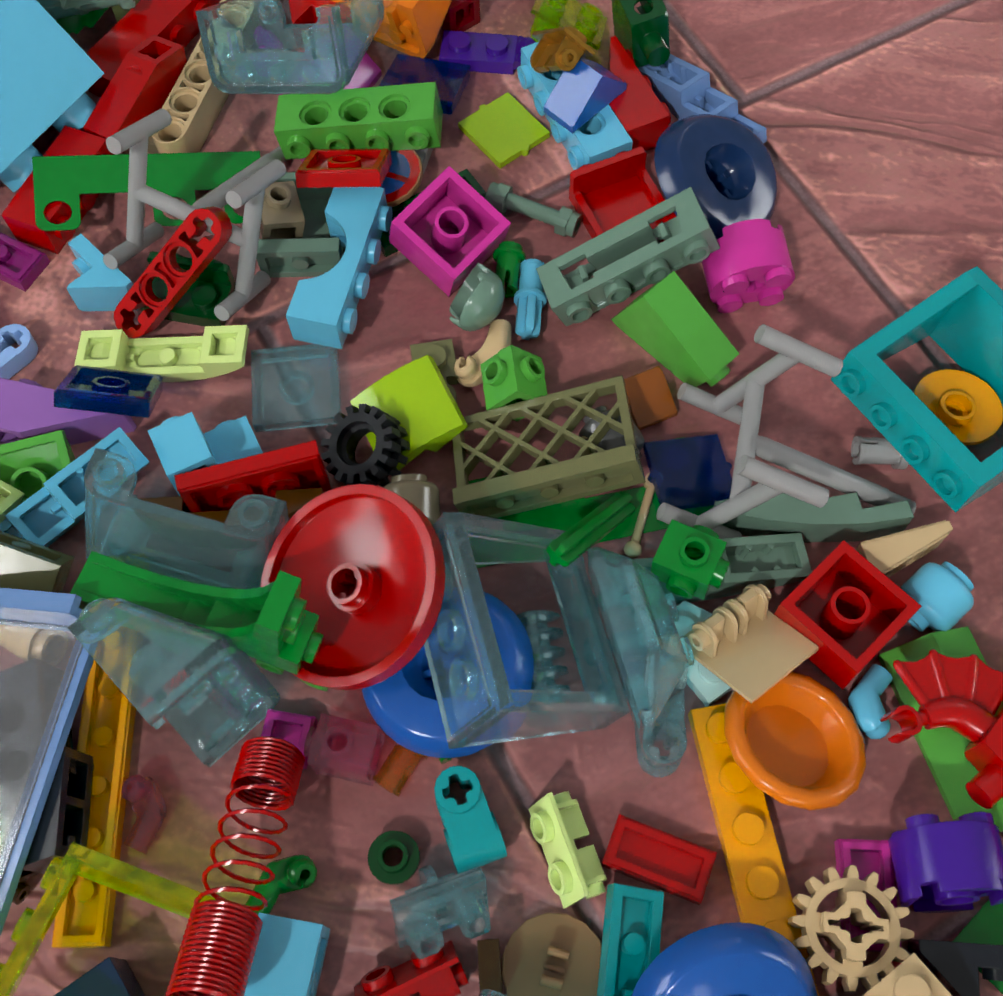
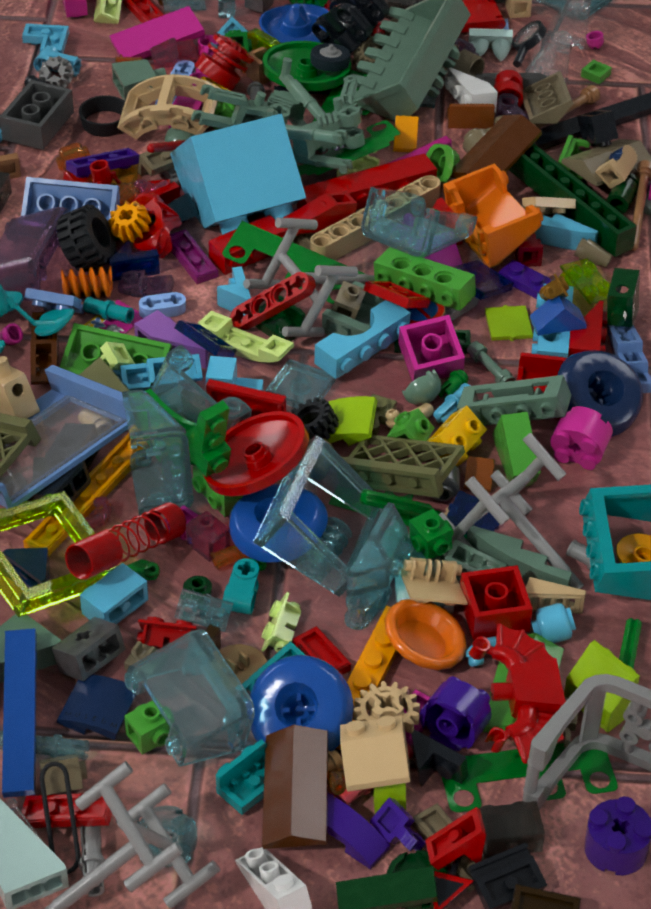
camera: 30 degrees right, 20 degrees down
(580, 350) = (460, 429): none -> yellow brick

